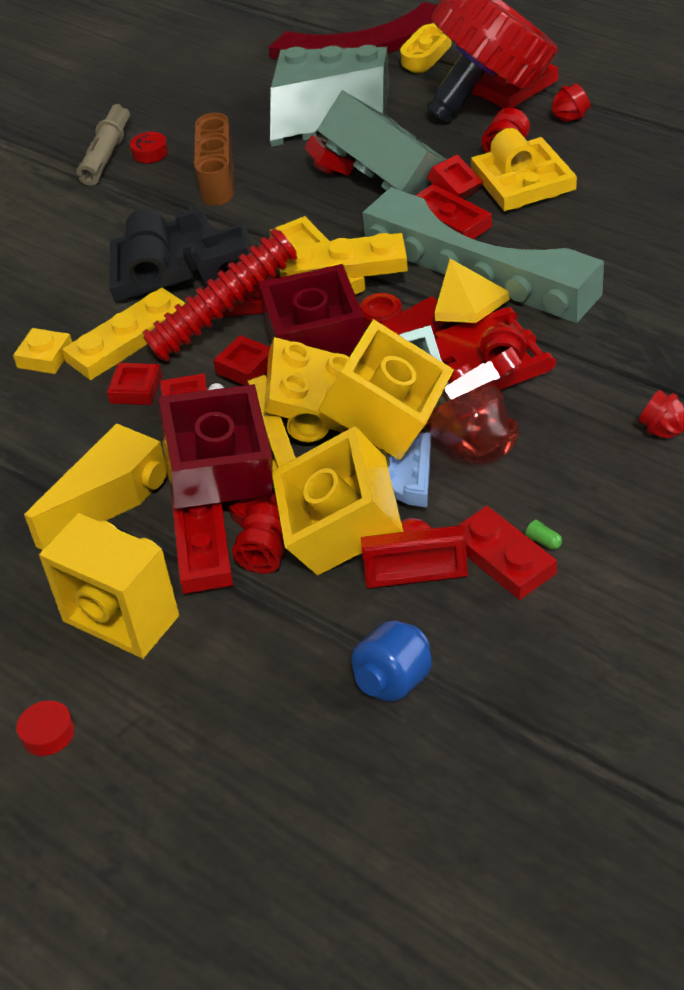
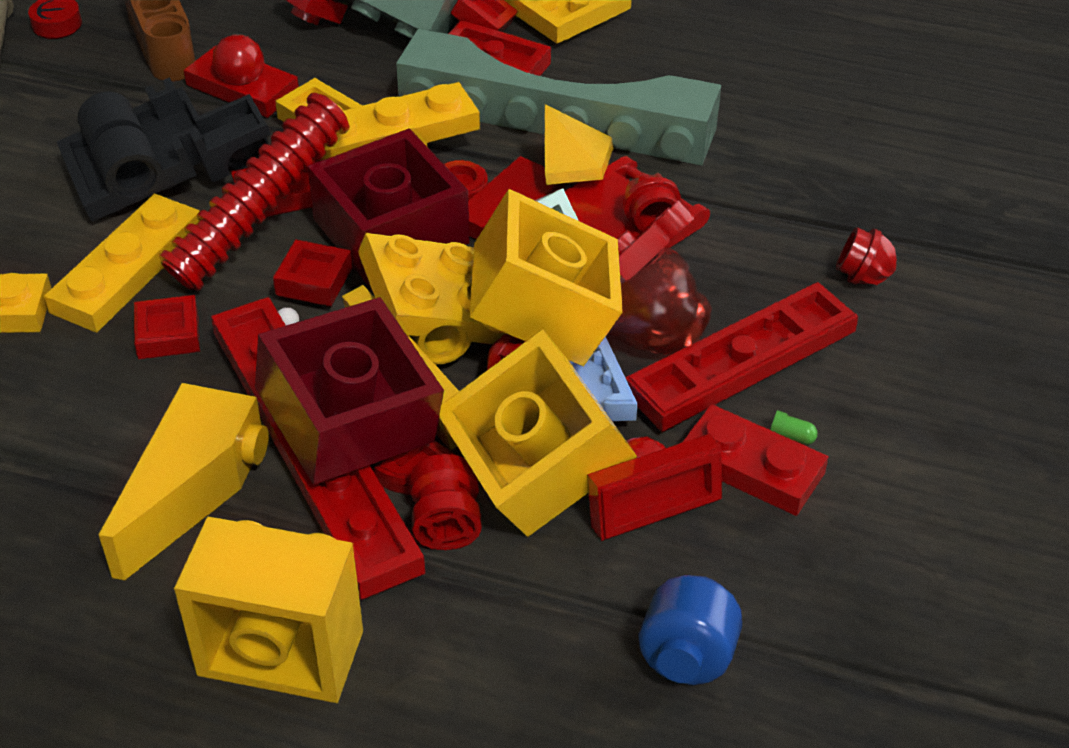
camera: 25 degrees left, 0 degrees up
(256, 207) = (238, 69): none -> red tile
(529, 473) = (740, 355): none -> red plate

